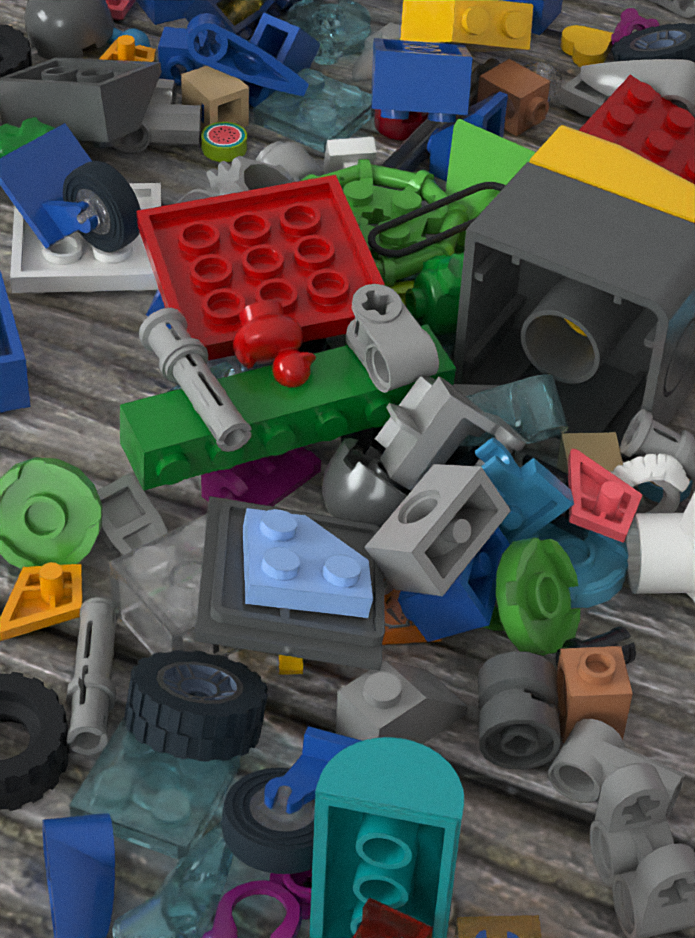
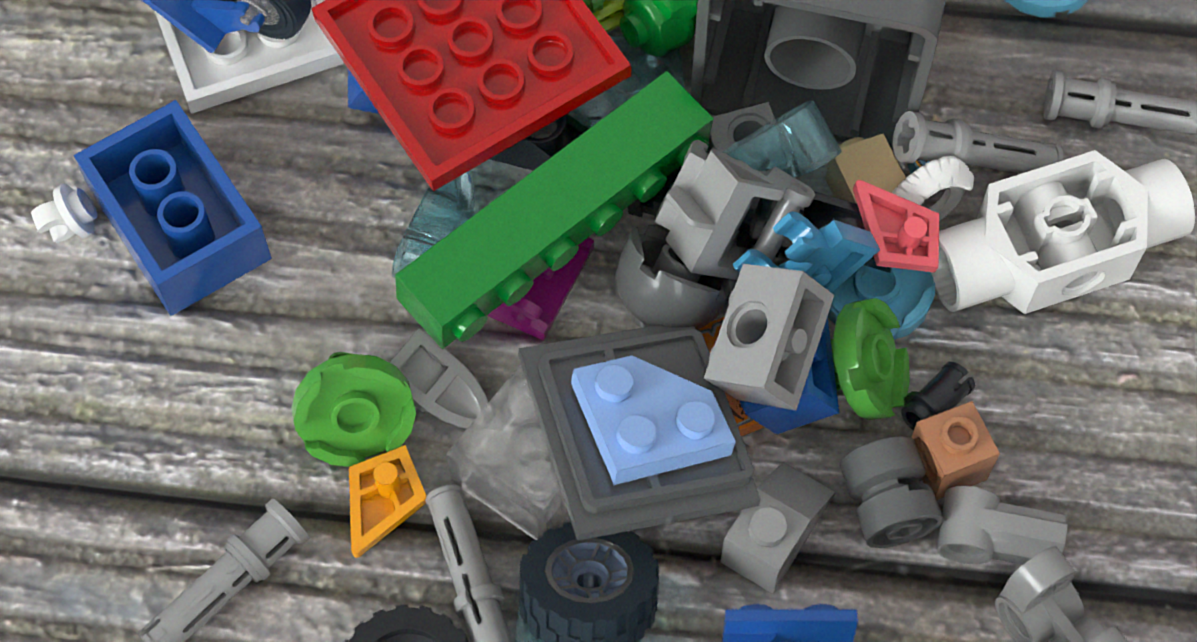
camera: 15 degrees left, 20 degrees up
(185, 363) = (446, 207): light grey pin -> none
(272, 337) = (520, 144): red animal -> none
(389, 339) = (644, 118): light grey piece -> none

